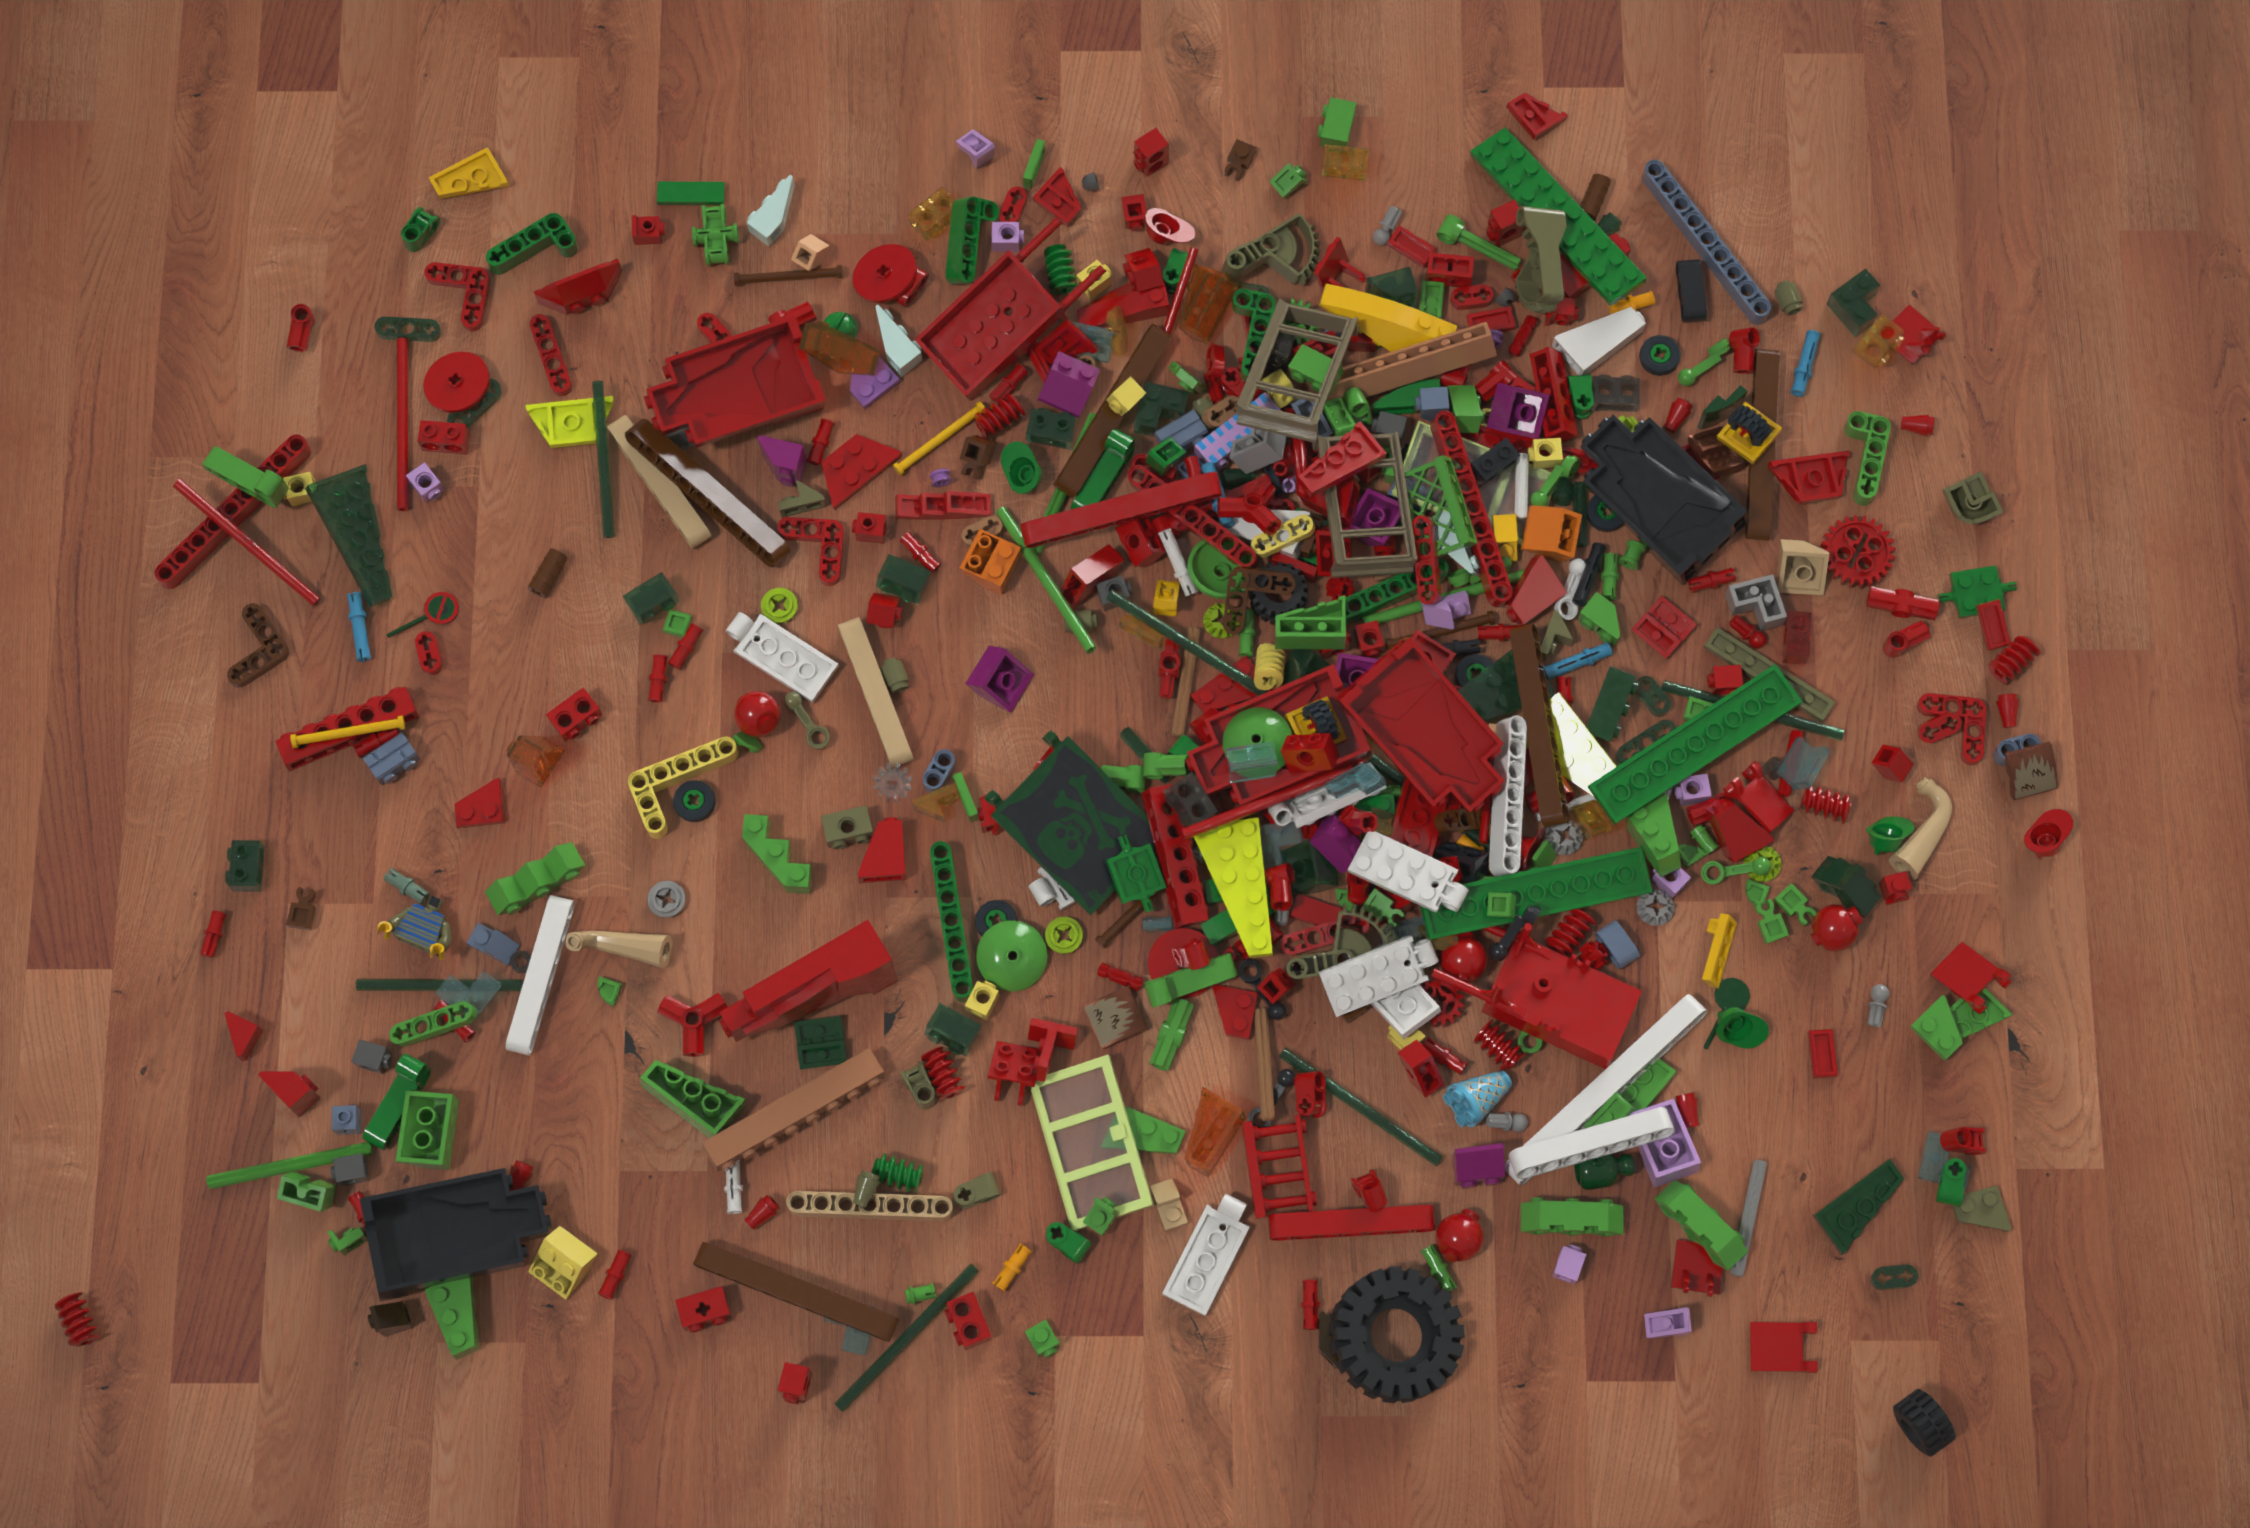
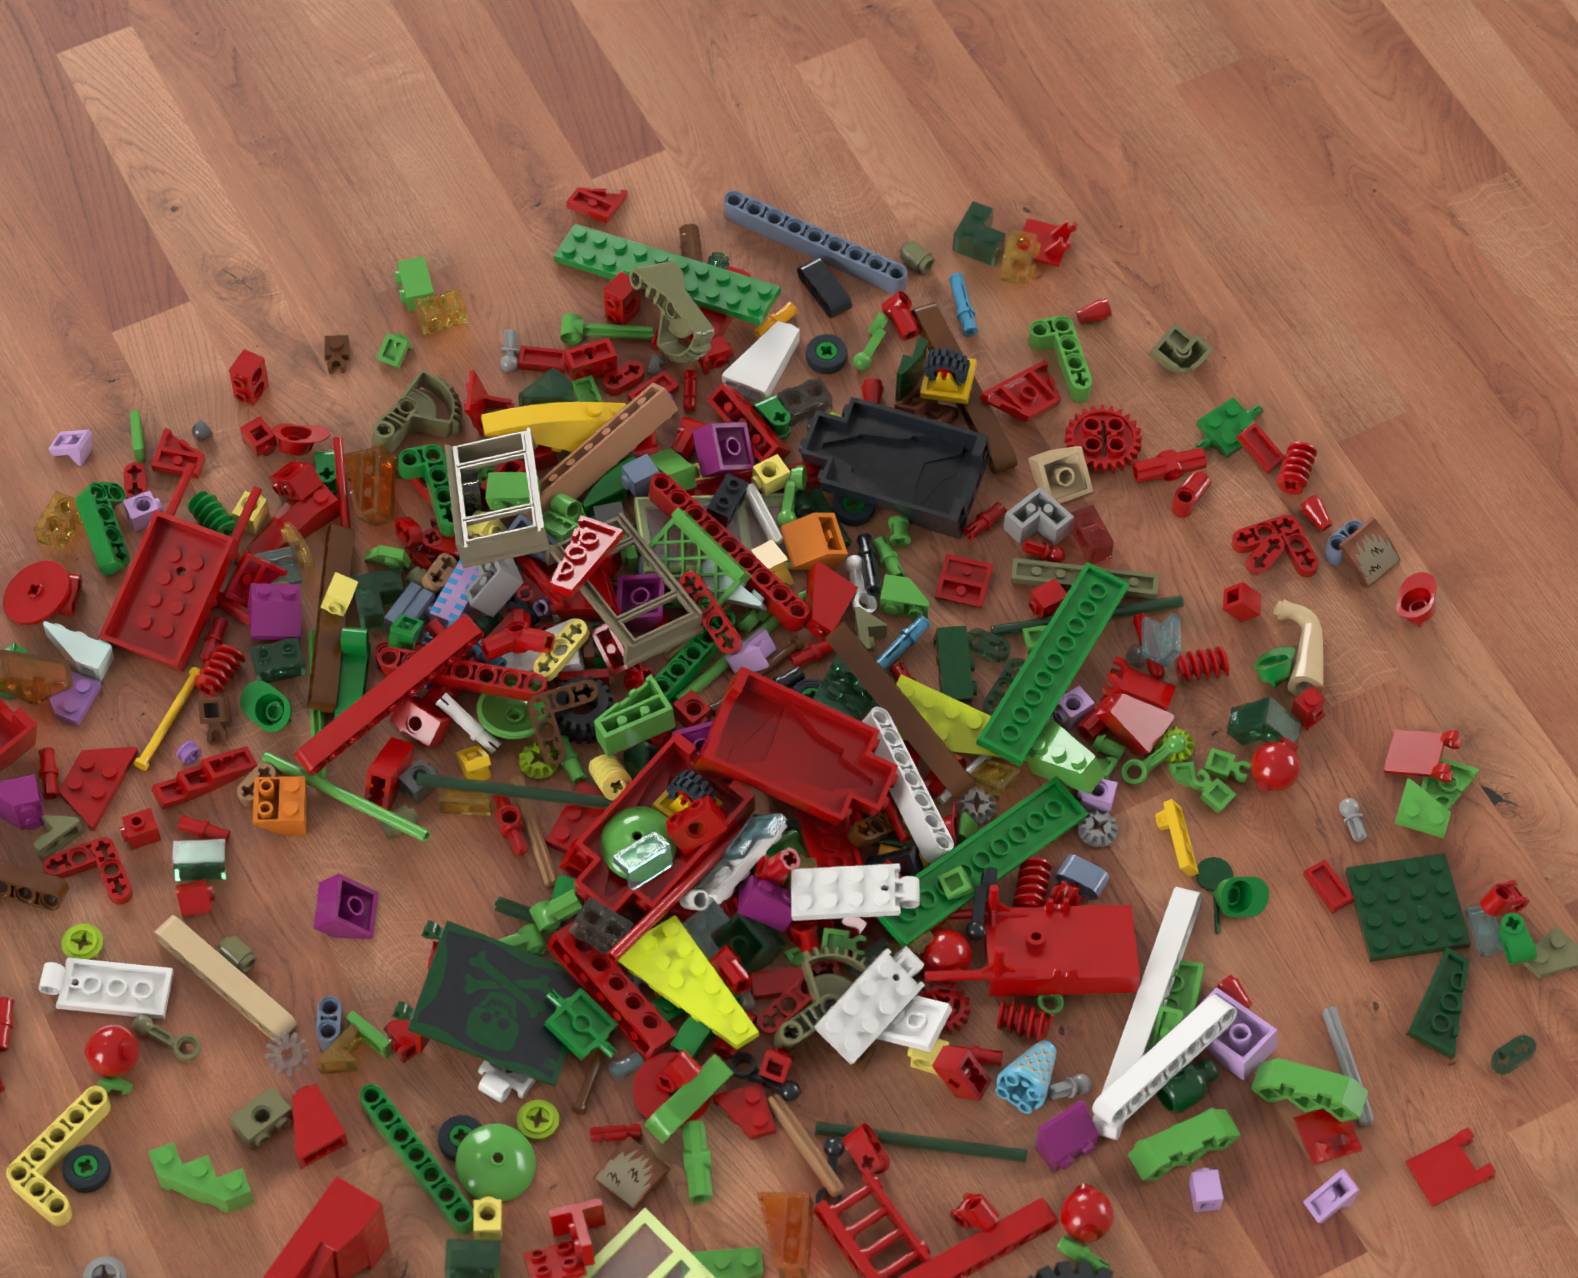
camera: 30 degrees left, 15 degrees down
(1879, 1105) = (1407, 907): none -> dark green plate

